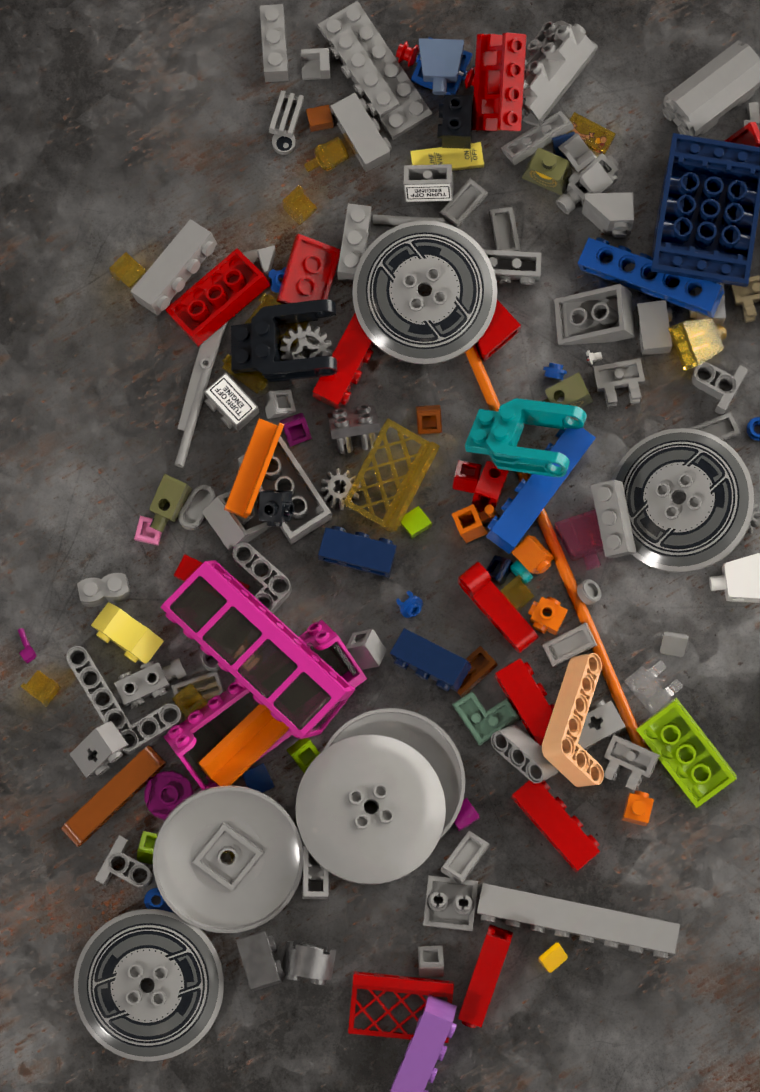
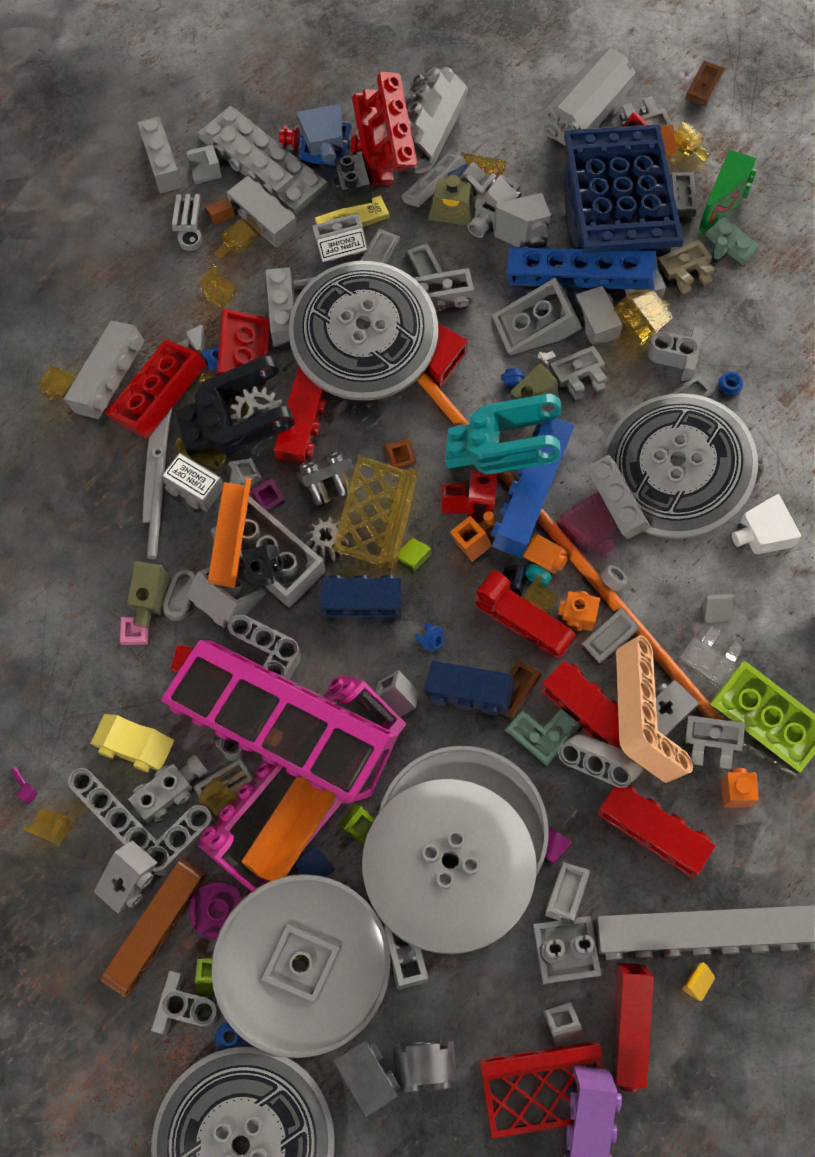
camera: 15 degrees left, 10 degrees down
(98, 591) = (90, 705): light grey brick -> none

